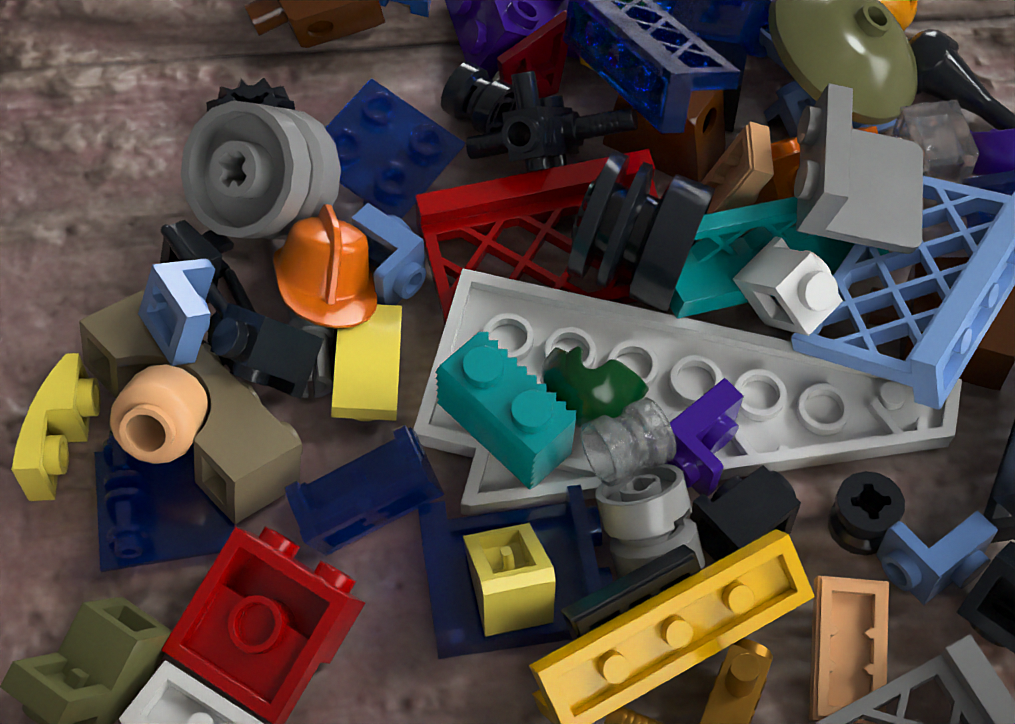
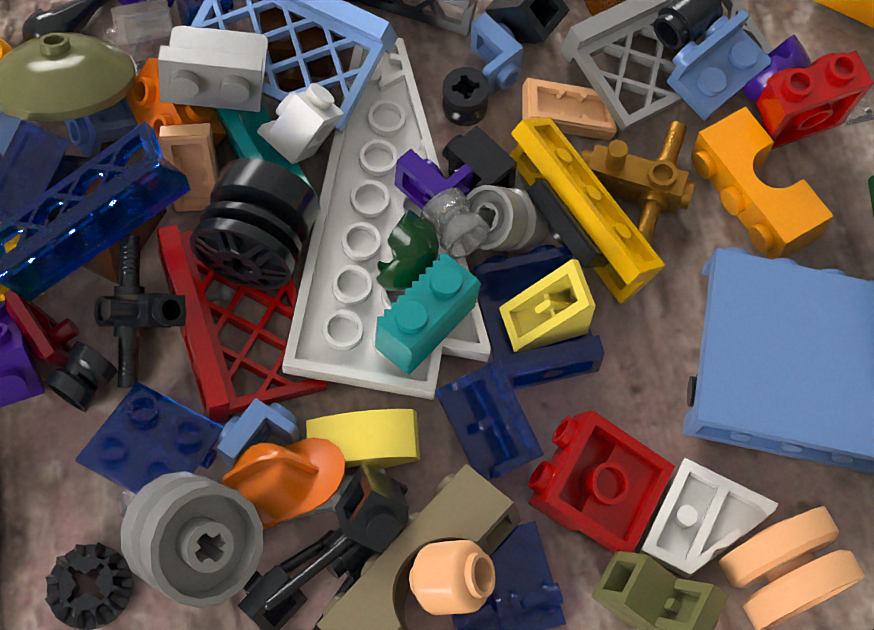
camera: 95 degrees left, 10 degrees up
(177, 307) = (357, 577): medium blue bracket -> none

